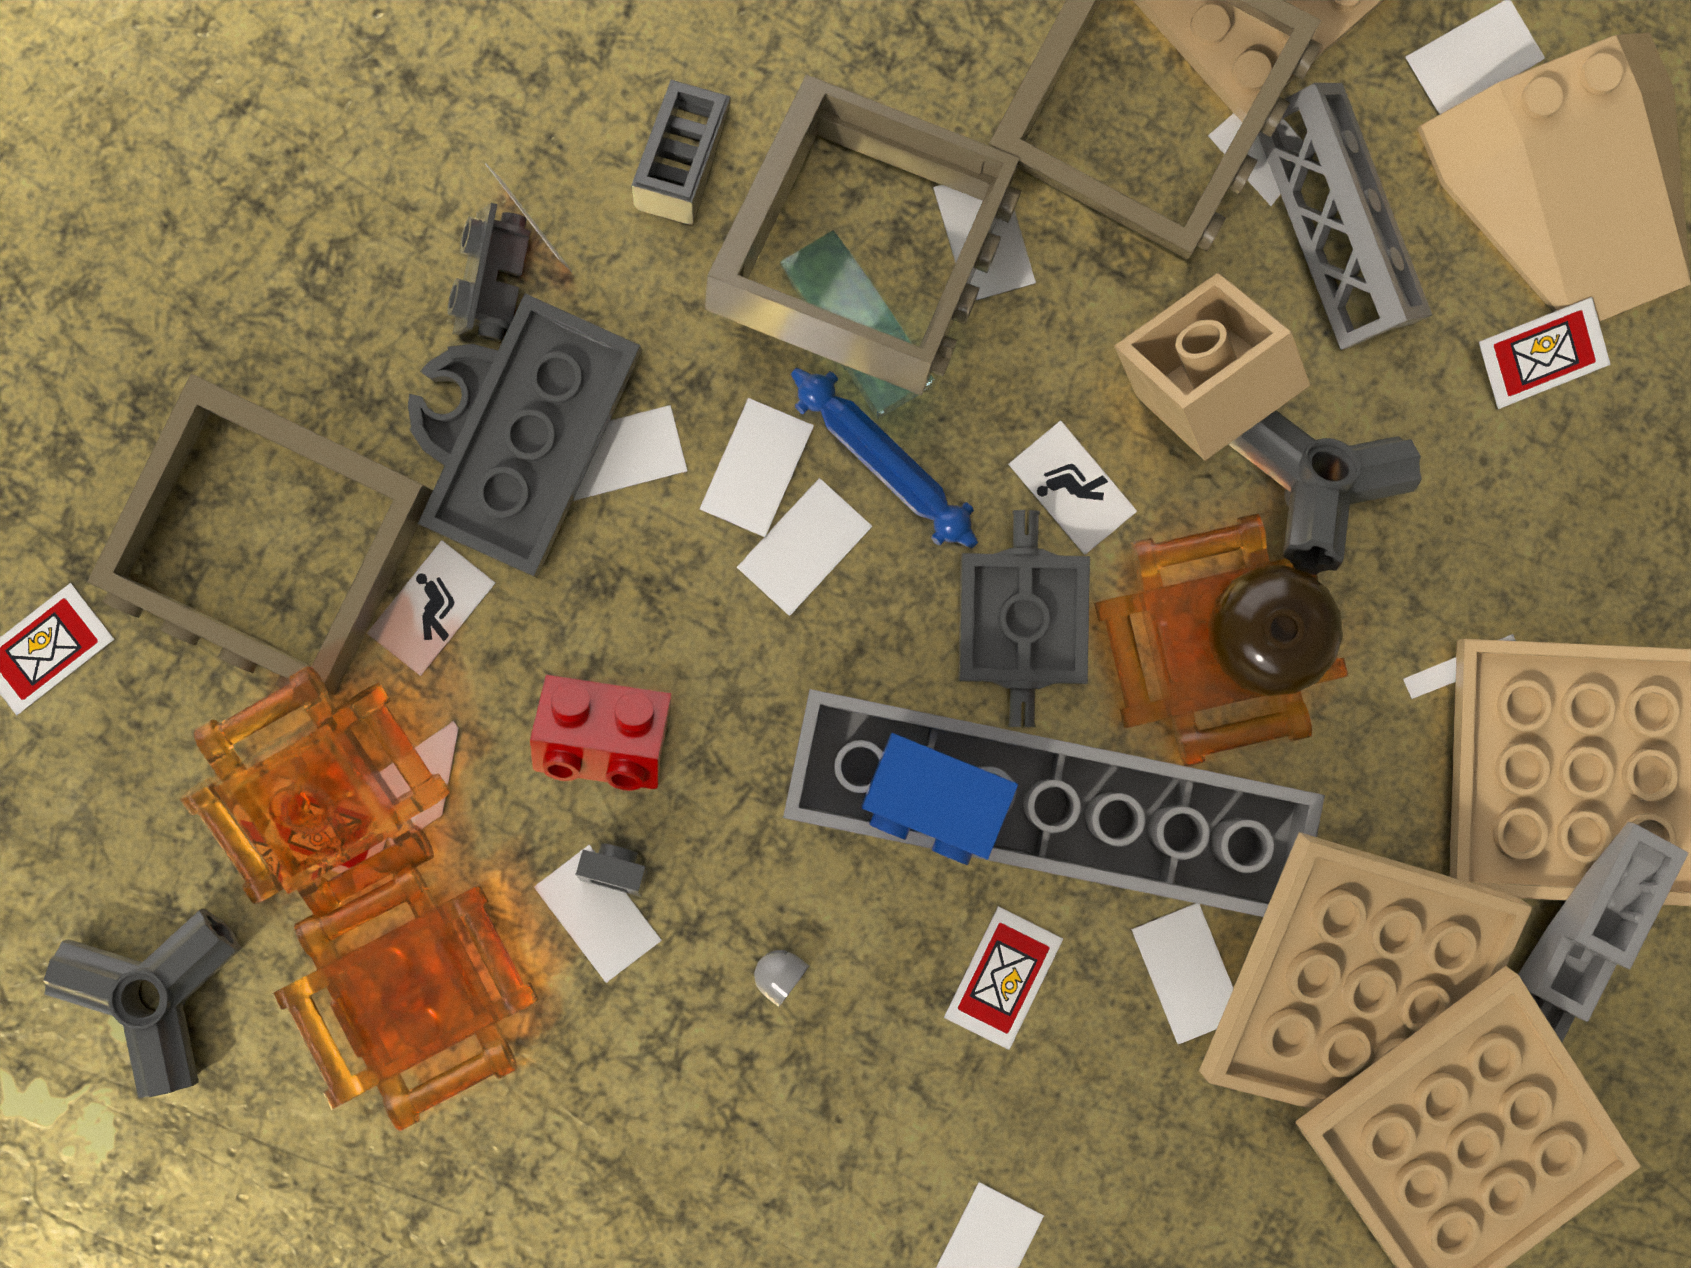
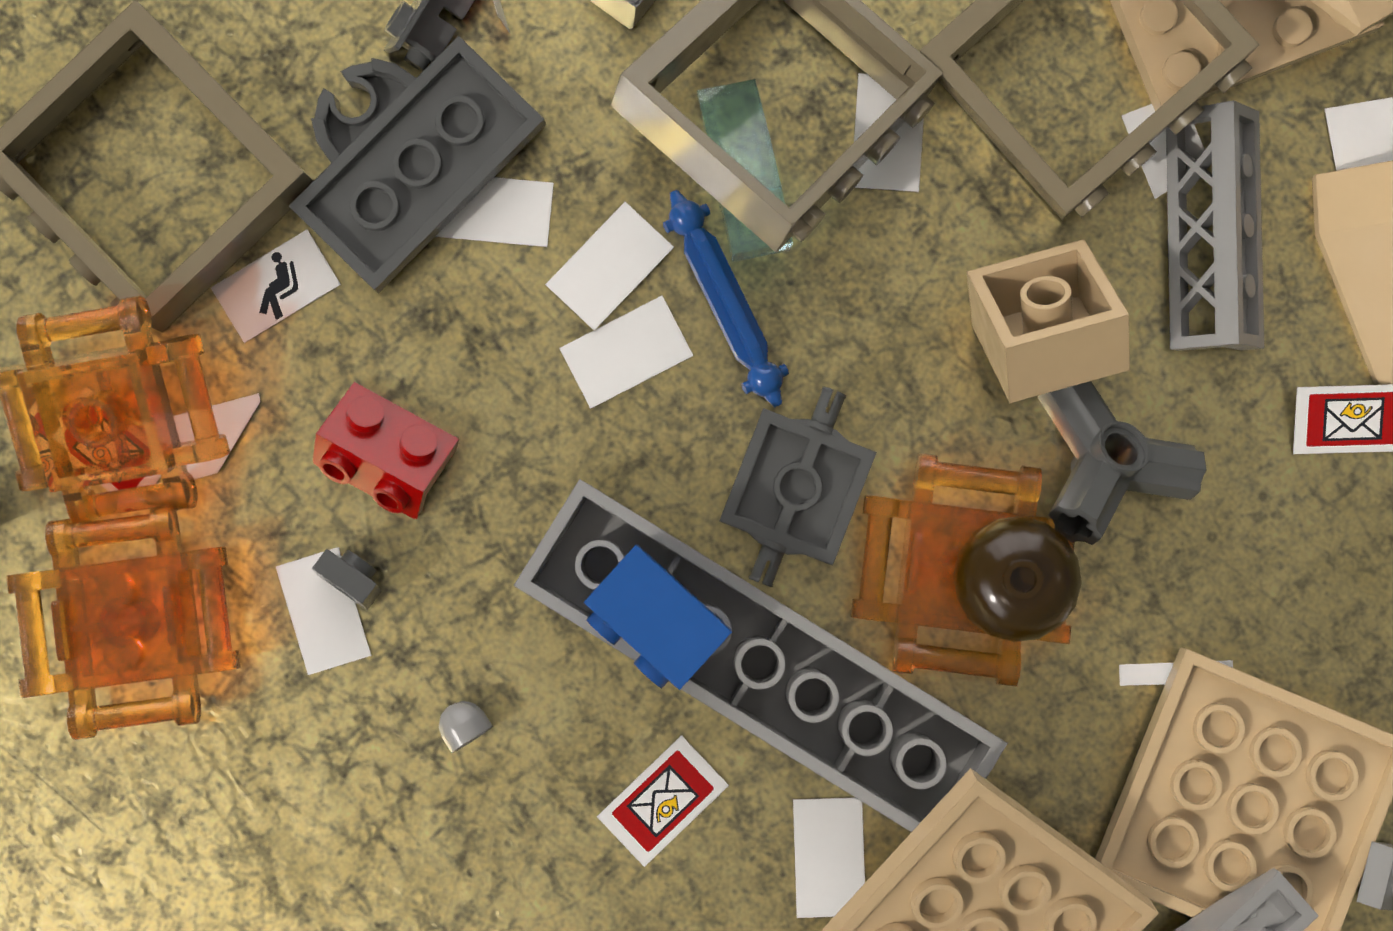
camera: 25 degrees right, 0 degrees up
(1072, 487) = (884, 386): white sticker -> none

